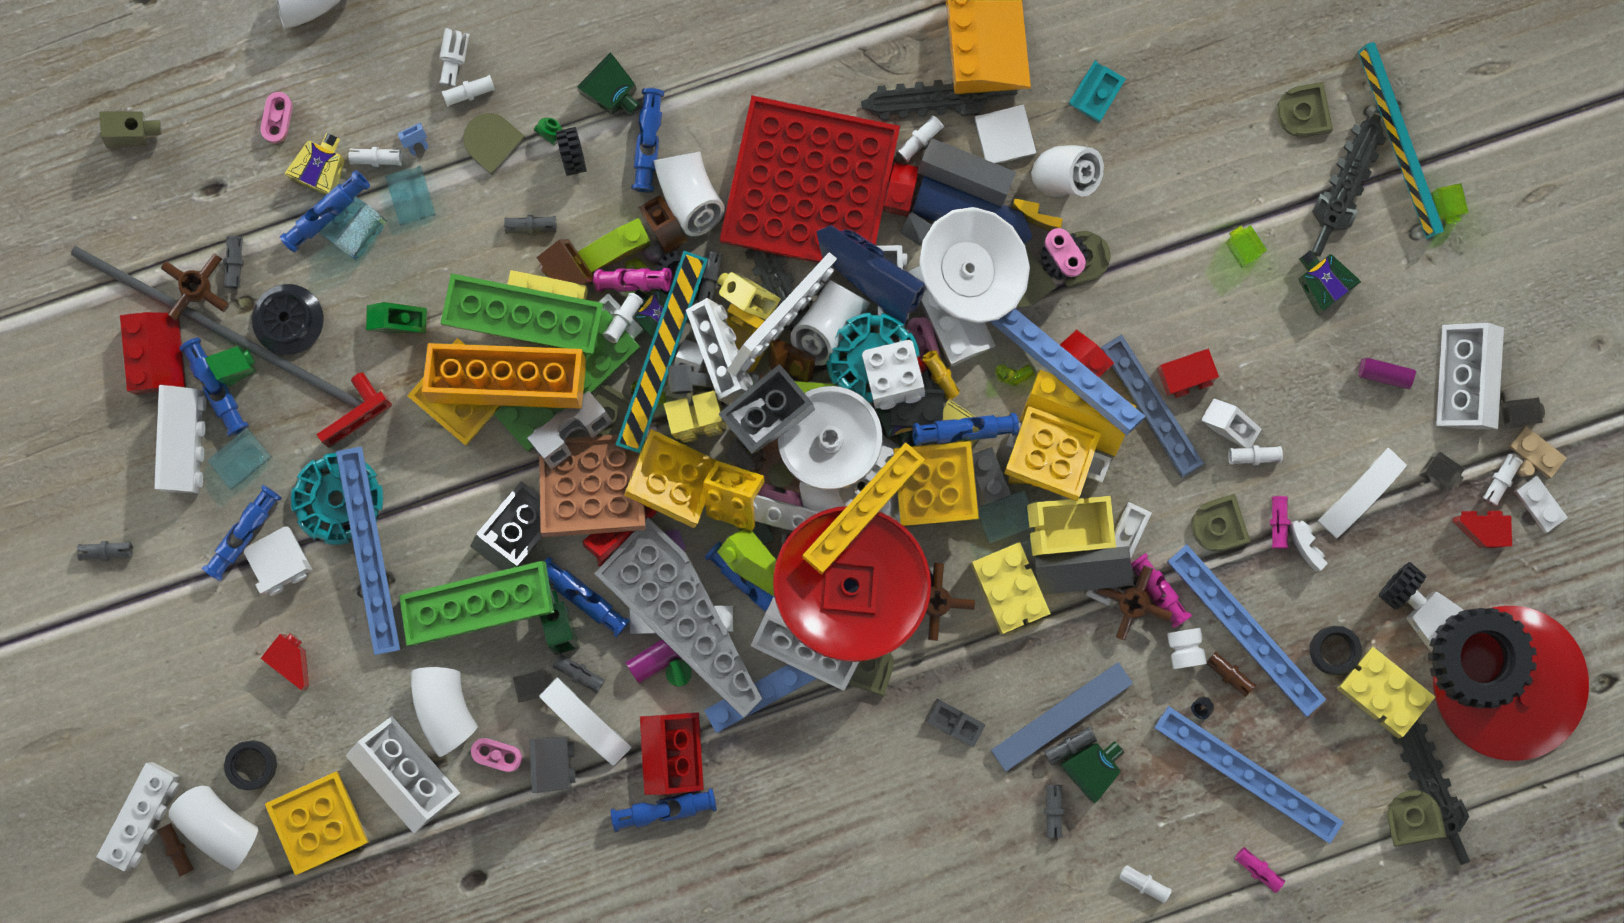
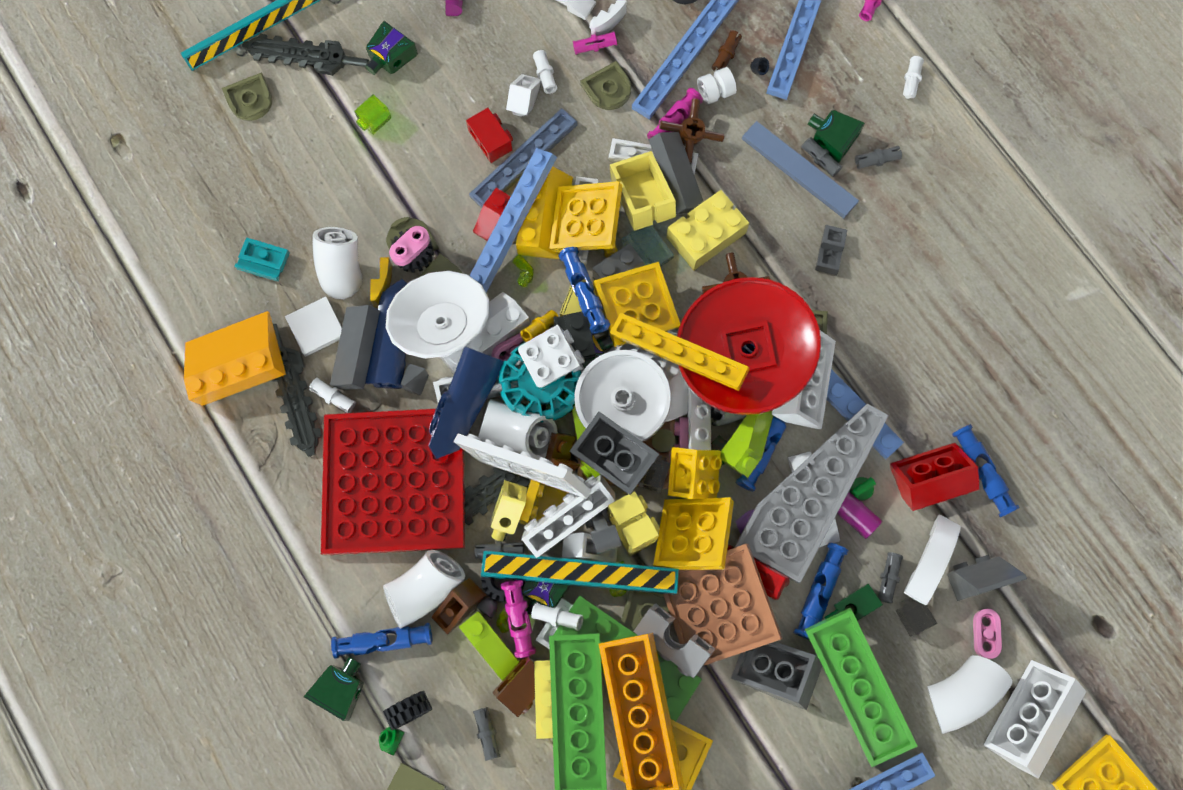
camera: 100 degrees left, 10 degrees down
(901, 189) = (381, 399): red slope -> none

